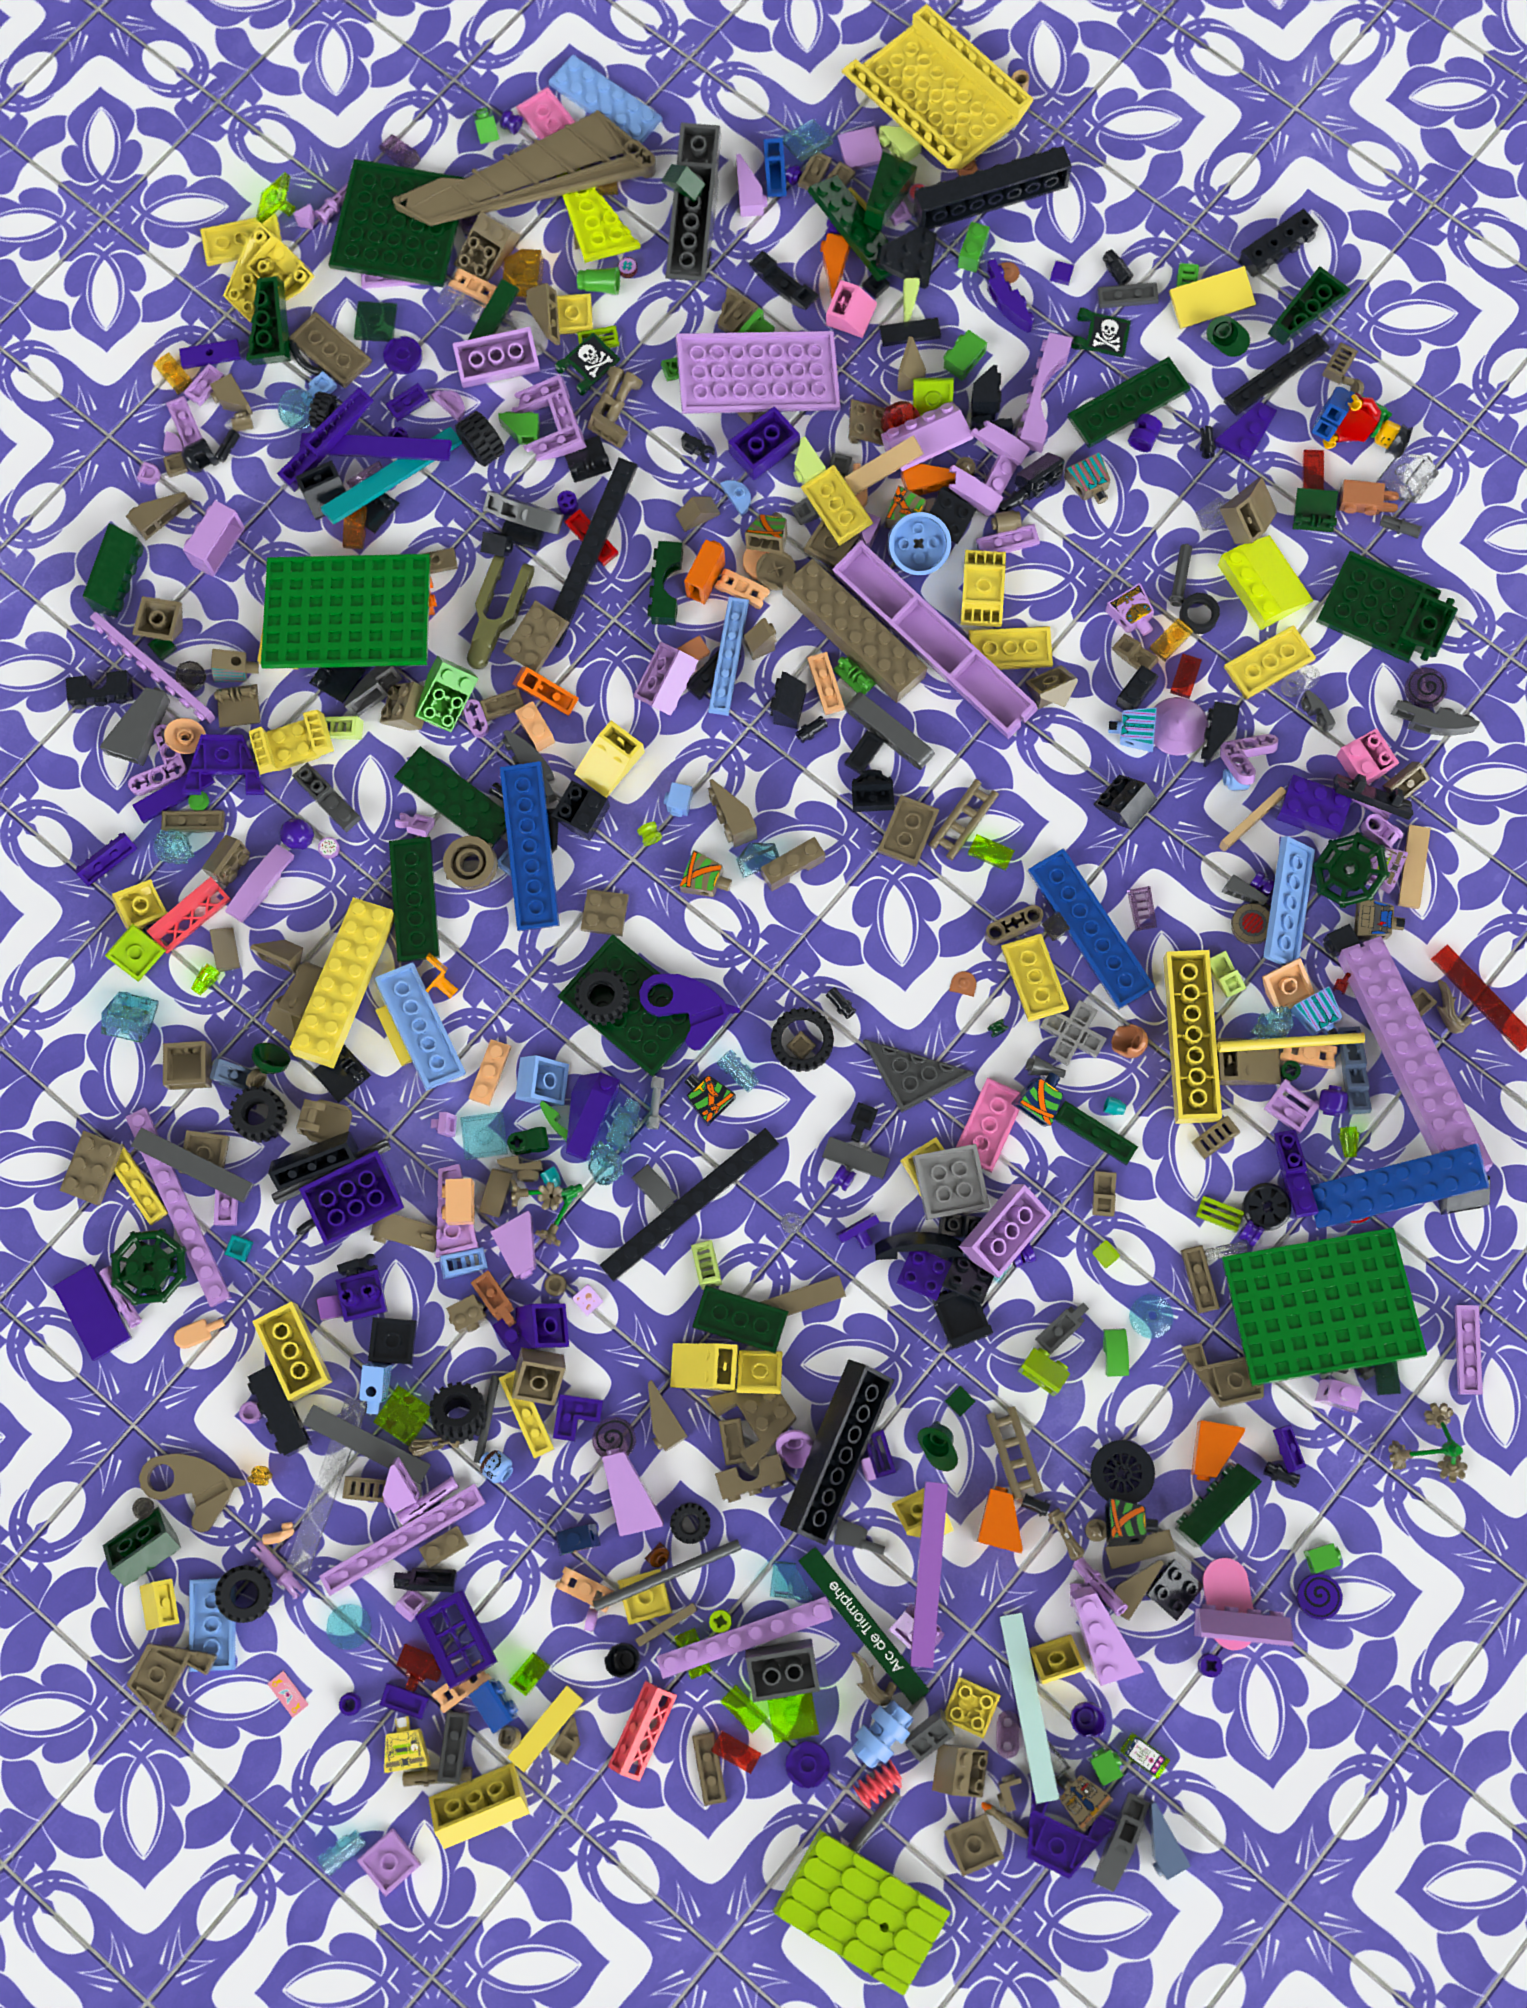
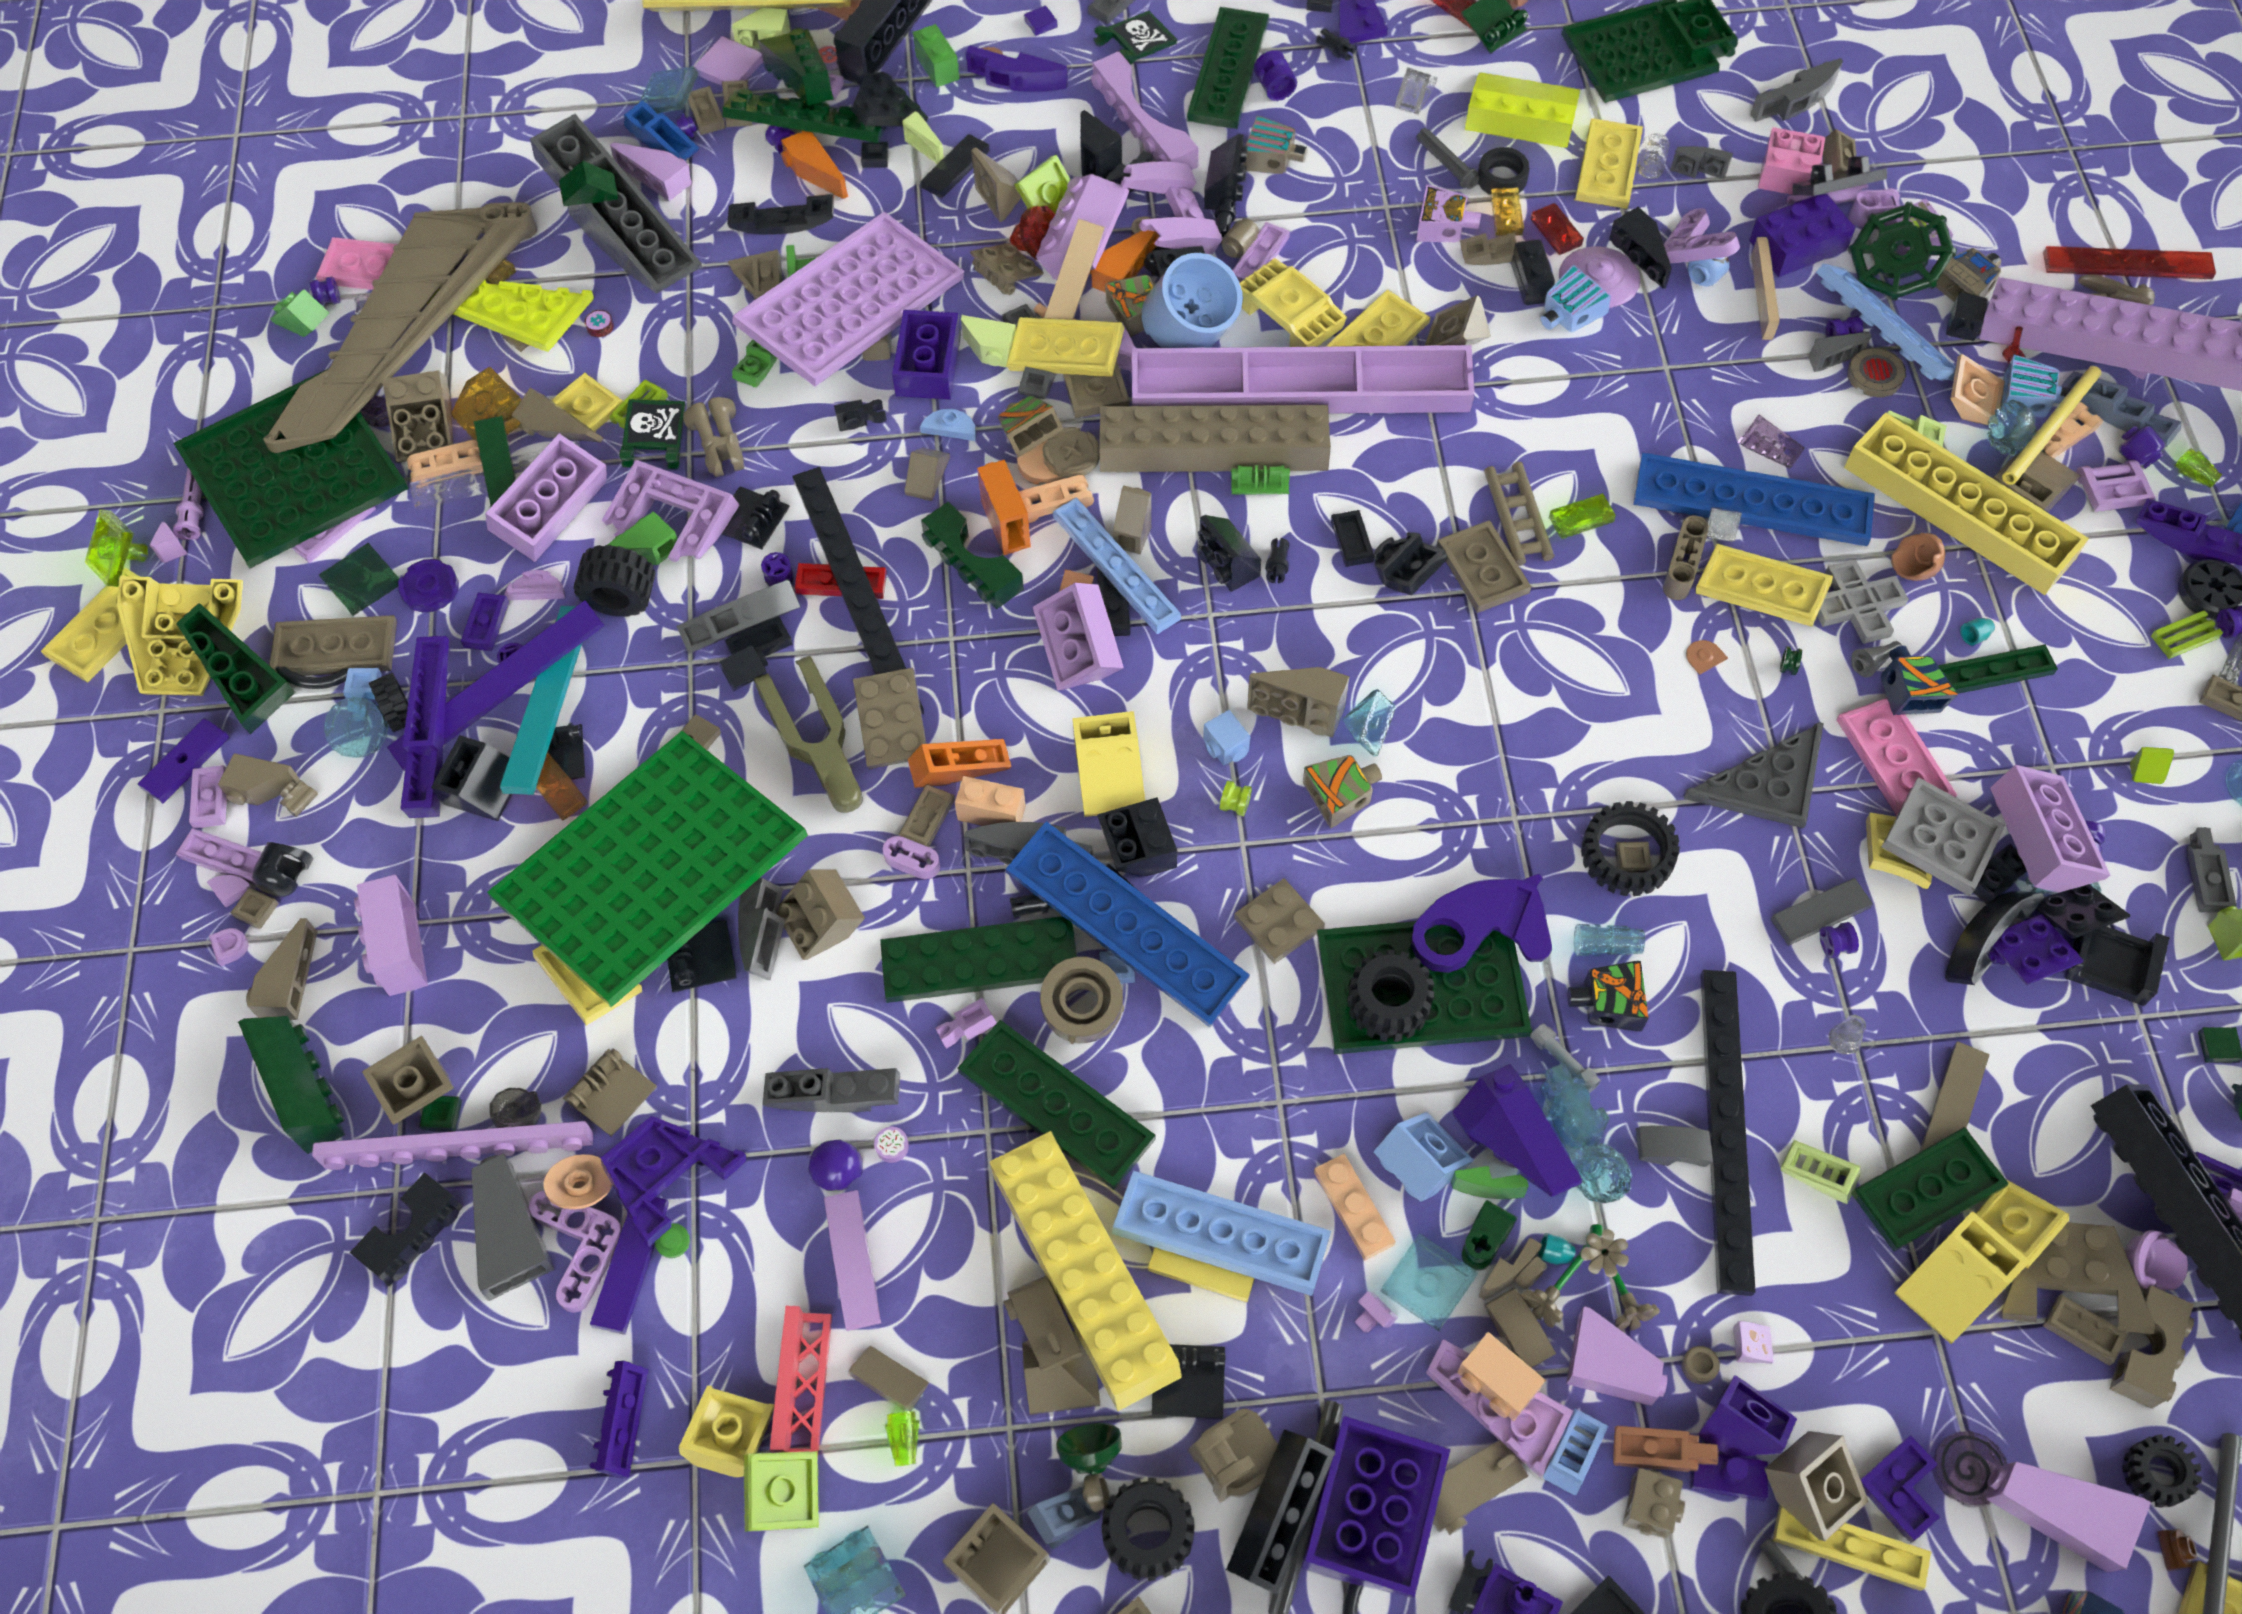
camera: 50 degrees left, 15 degrees down
(172, 847) = (696, 1323): clear light blue hair -> none
(173, 373) = (154, 816): clear yellow plate -> none
(193, 821) = (688, 1272): dark tan tile -> none
(226, 860) = (781, 1269): dark tan slope -> none
(229, 442) = (302, 830): black piece -> none
(231, 666) = (558, 1052): dark tan torso -> none
(279, 953) = (970, 1313): dark tan slope -> none
(291, 743) = (722, 1072): light yellow plate -> none
(353, 728) = (769, 1013): yellowish green slope -> none
(364, 474) = (513, 723): clear purple tile -> none
(409, 160) = (234, 399): clear purple slope -> none
(440, 981) = (1187, 1160): light orange bracket -> none
(445, 693) = (853, 854): bright green slope -> none
(596, 92) = (393, 207): light blue plate -> none
(599, 280) = (583, 352): bright green plant -> none
(607, 429) = (745, 470): dark tan plate -> none
(664, 1423) = (1997, 1386): dark tan slope -> none
(784, 867) = (1414, 693): dark tan arch -> none
(825, 683) = (1241, 509): light nougat plate -> none
(843, 1006) = (1621, 778): black pin -> none
(850, 309) = (876, 186): bright pink slope -> none
(859, 1231) = (1917, 977): dark purple tile -> none
(863, 1119) = (1783, 864): black plate -> none
(889, 730) = (1365, 493): dark grey beam -> none
(965, 354) = (1032, 140): bright green brick -> none
(1104, 1193) = (2081, 722): dark tan slope -> none
(1126, 801) = (1642, 367): black slope -> none
(1211, 1131) = (2094, 553): dark tan slope -> none
(1249, 513) = (1450, 60): dark tan slope -> none
(1292, 1064) = (2075, 452): dark green bush -> none
(1414, 867) = (1964, 233): tan tile -> none
(1426, 687) = (1756, 75): clear purple tile -> none

